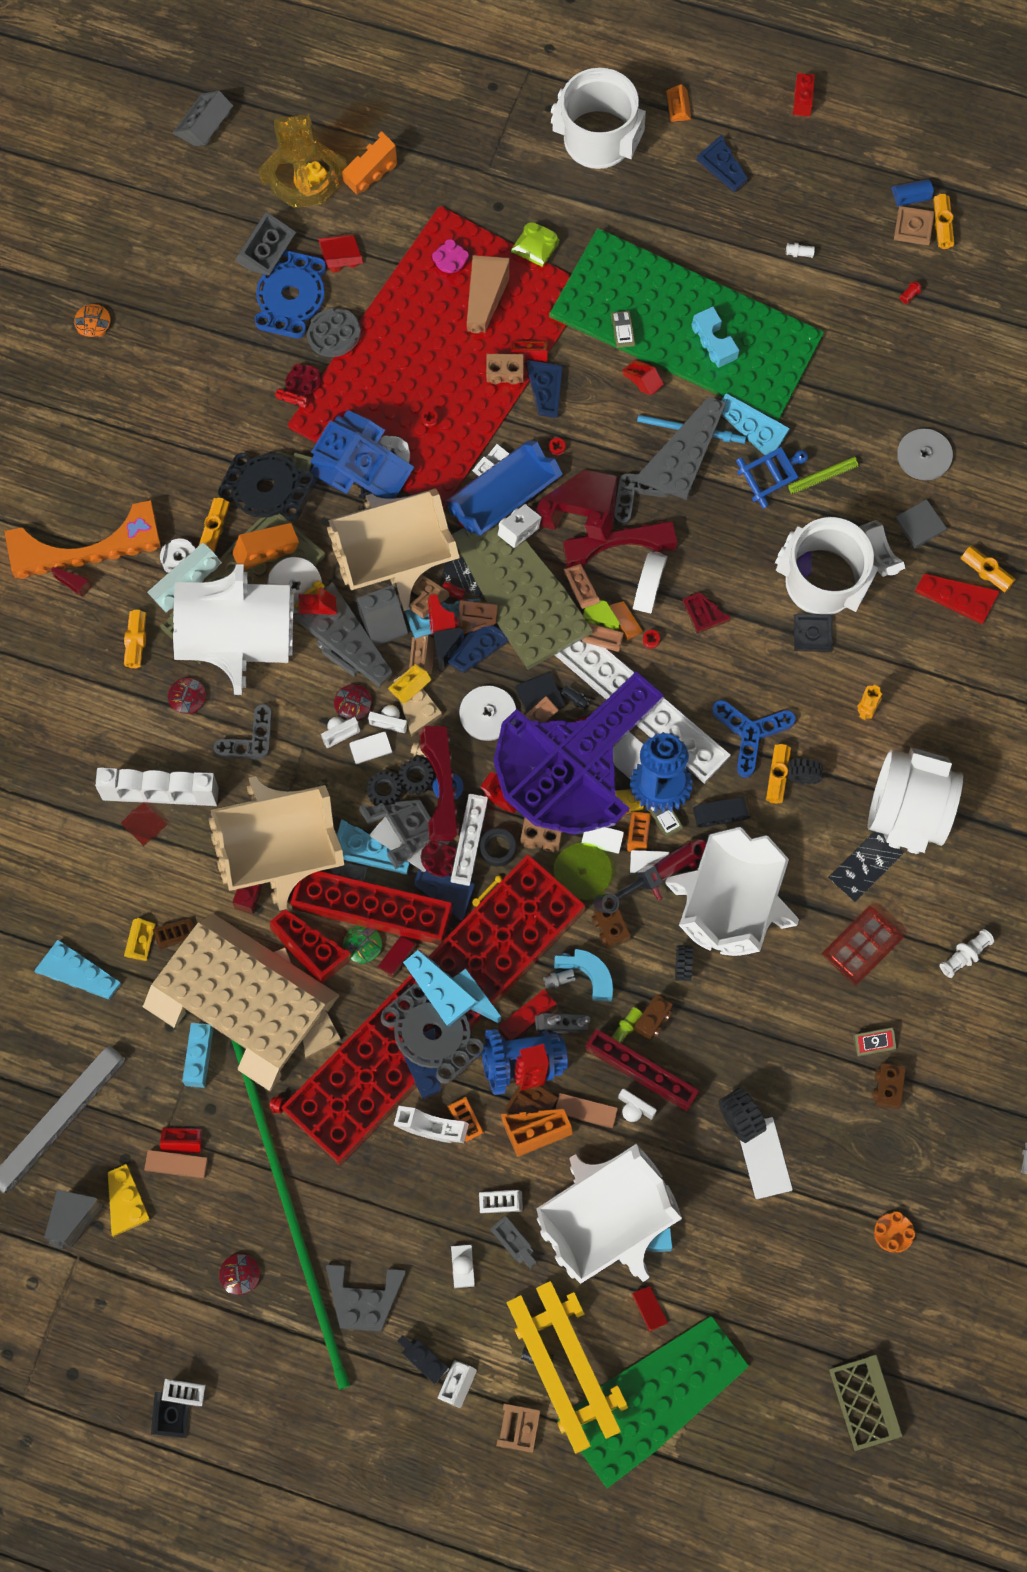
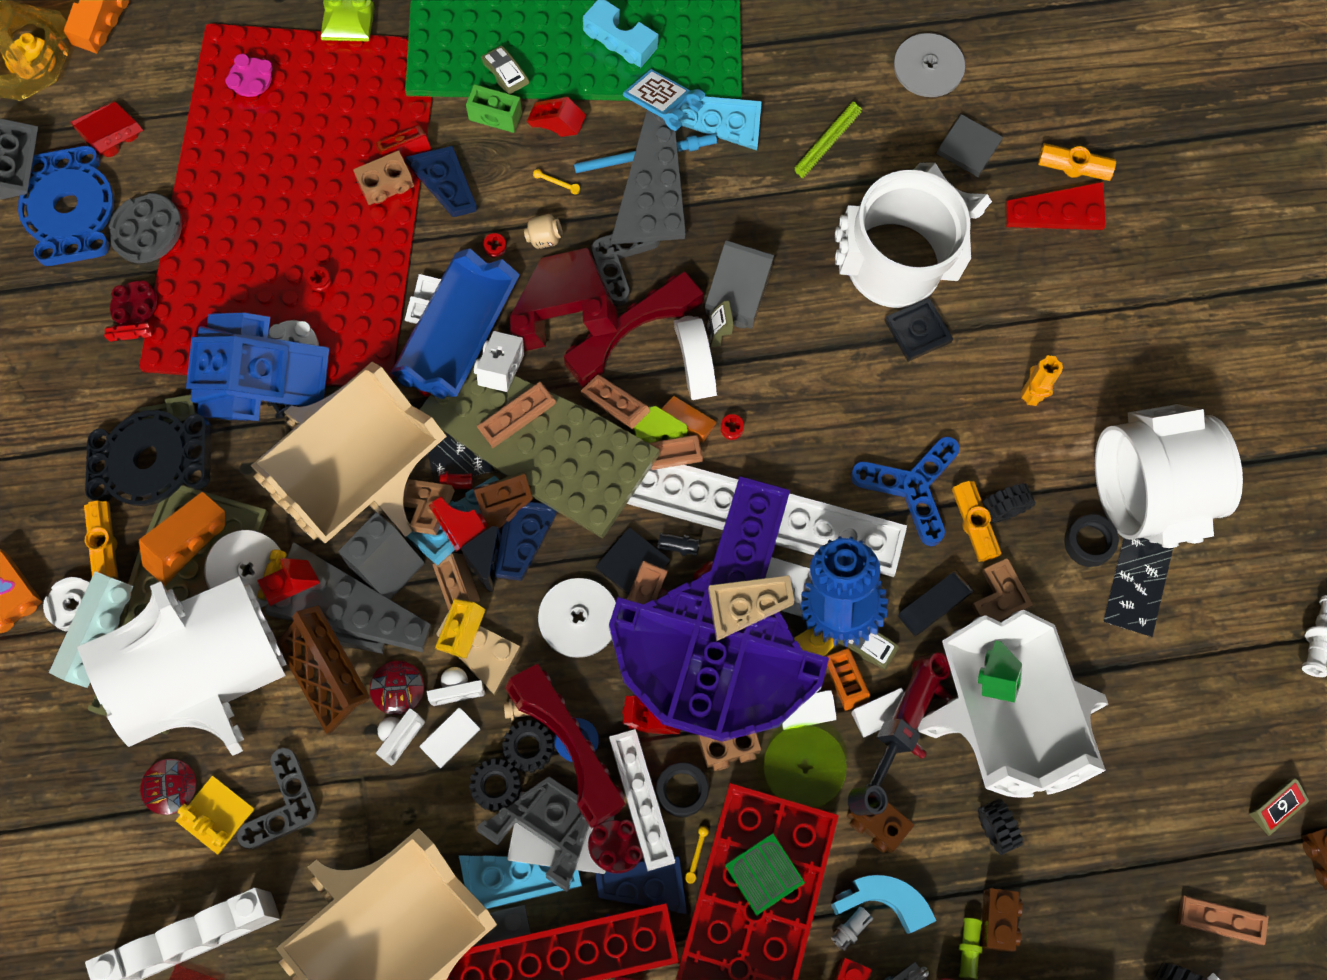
camera: 30 degrees left, 0 degrees up
(135, 639) = (61, 743): light orange piece -> none
(206, 725) = (214, 815): none -> yellow hinge
(319, 666) = (331, 663): none -> reddish brown fence
(487, 285) = (314, 93): medium nougat slope -> none
(512, 565) = (516, 414): none -> nougat tile
(520, 915) = (764, 874): none -> tile
(593, 452) = (543, 231): none -> tan head
(594, 749) = (747, 602): none -> tan wing
(603, 352) = (494, 108): none -> bright green brick
(631, 432) = (574, 188): none -> yellow hinge
(677, 567) = (720, 323): none -> slope
(703, 613) = (778, 365): dark red wing -> none
(704, 547) = (742, 281): none -> dark grey slope
(720, 394) = (664, 97): none -> flag
(733, 871) = (1001, 675): none -> green slope
(773, 827) = (1008, 593): none -> medium nougat plate
(796, 1089) = (1223, 920): none -> nougat tile
(800, 457) = (779, 144): blue piece -> none
(853, 808) = (1103, 526): none -> black tyre
(862, 945) = (1194, 688): clear red piece -> none

